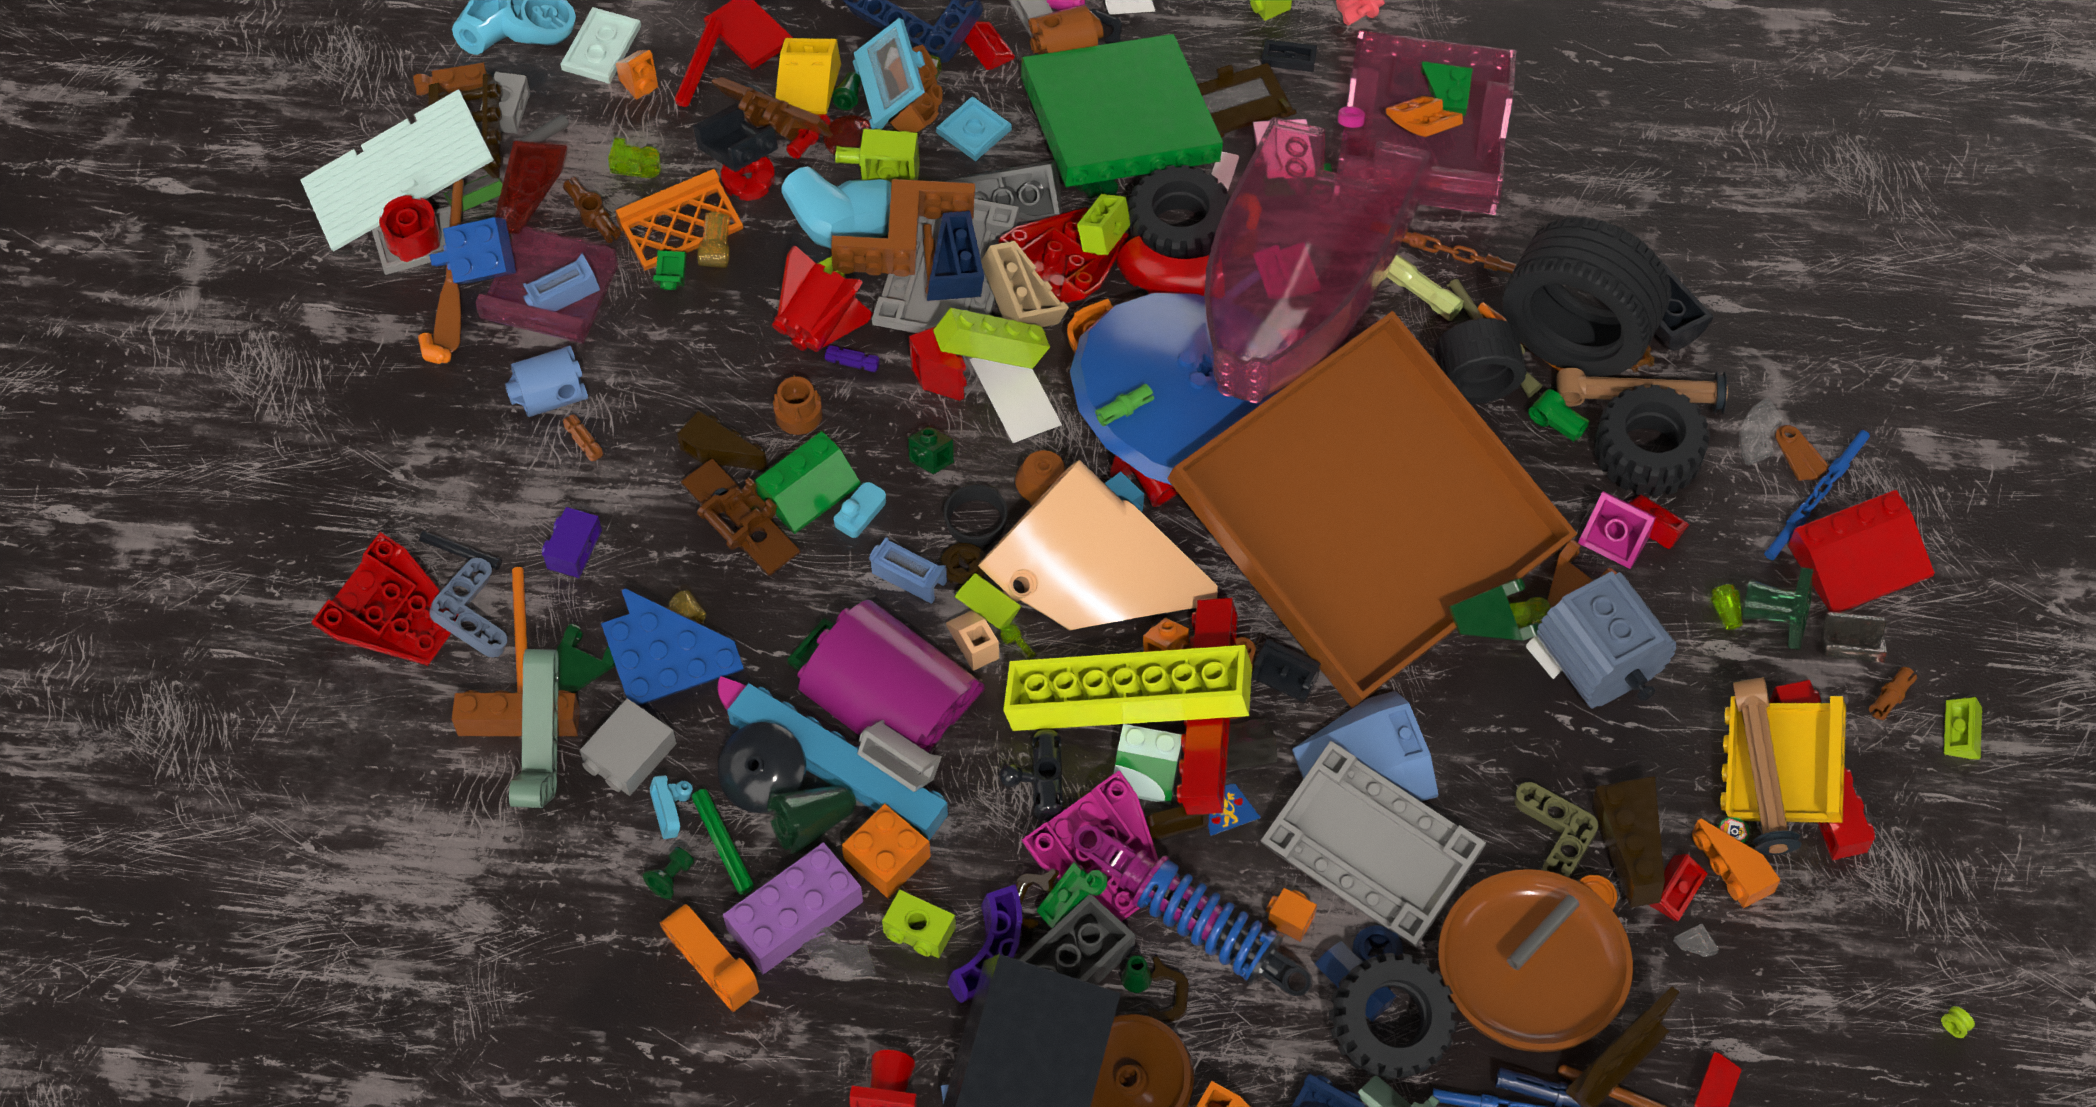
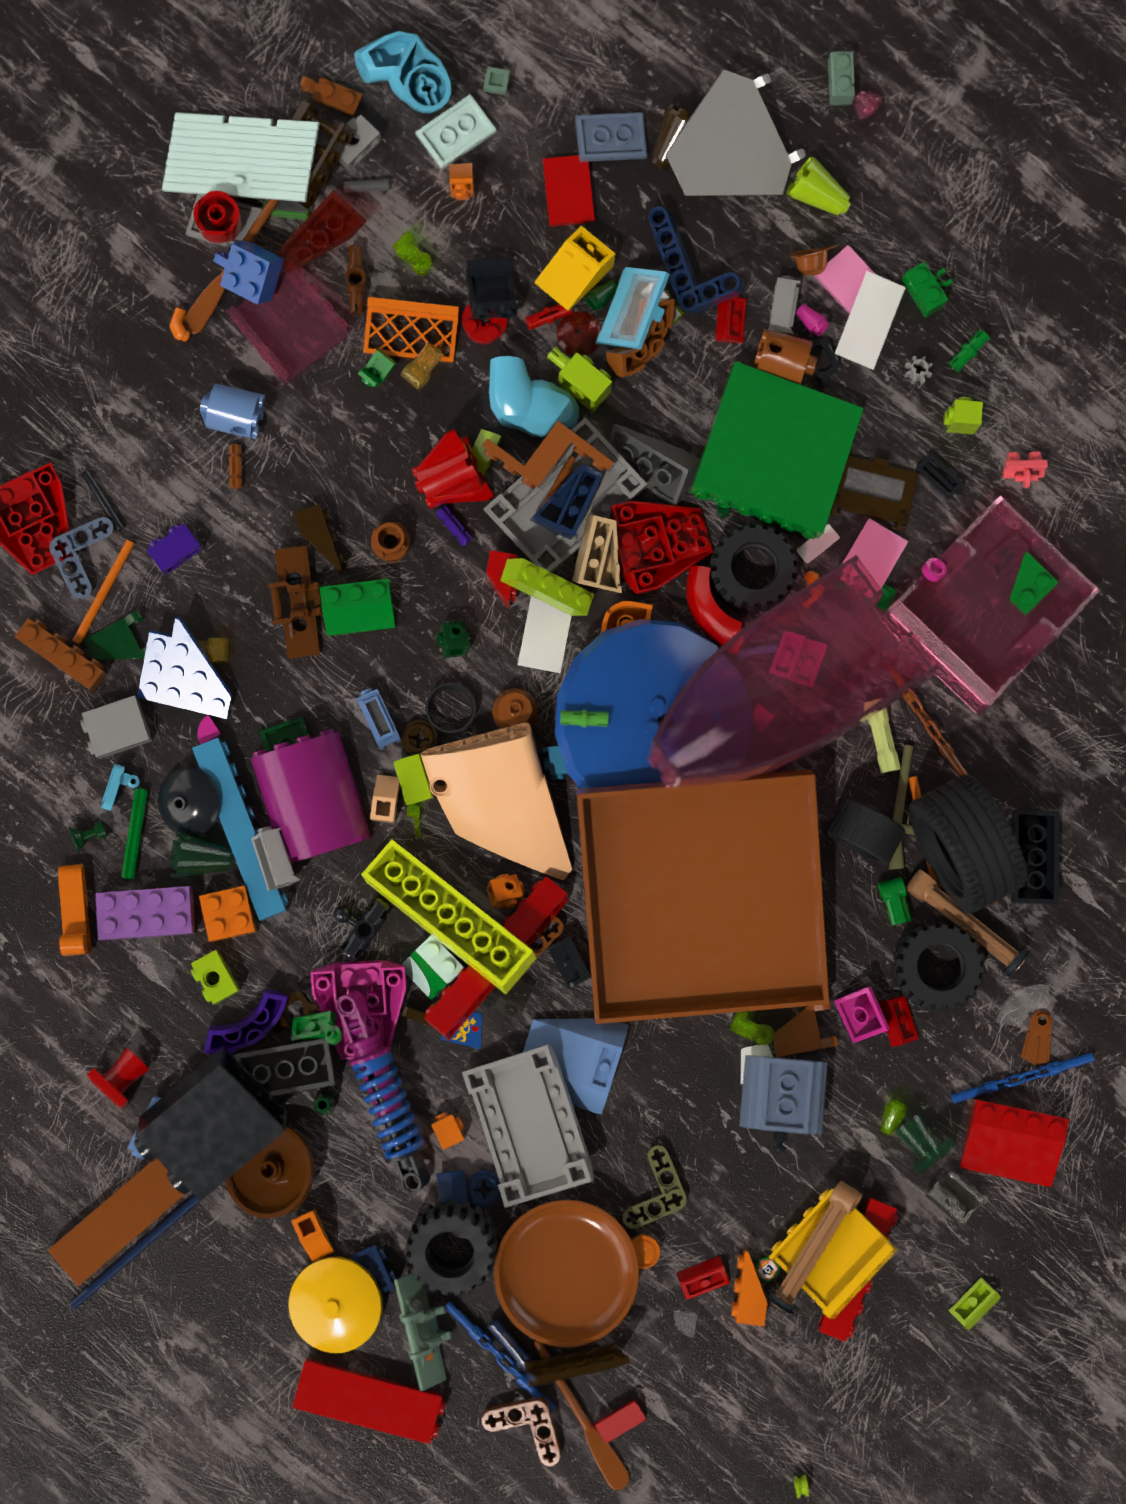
camera: 30 degrees right, 25 degrees up
(538, 778) = (56, 694): sand green beam -> none
(562, 286) = (291, 335): medium blue window -> none
(698, 61) = (513, 197): red axle -> none
(778, 114) = (529, 295): reddish brown piece -> none
(860, 509) = (381, 648): medium azure piece -> none
(973, 128) = (669, 387): medium azure tile -> none
(1104, 224) = (690, 545): lime brick -> none
(1181, 998) = (343, 1134): dark brown helmet -> none
(1424, 116) = (989, 601): orange slope -> none
(1491, 614) = (726, 1023): dark green flag -> none
(1543, 932) = (582, 1262): dark grey piece -> none
(1632, 835) = (699, 1228): dark brown wedge -> none
(1892, 693) = (948, 1250): dark orange pin -> none

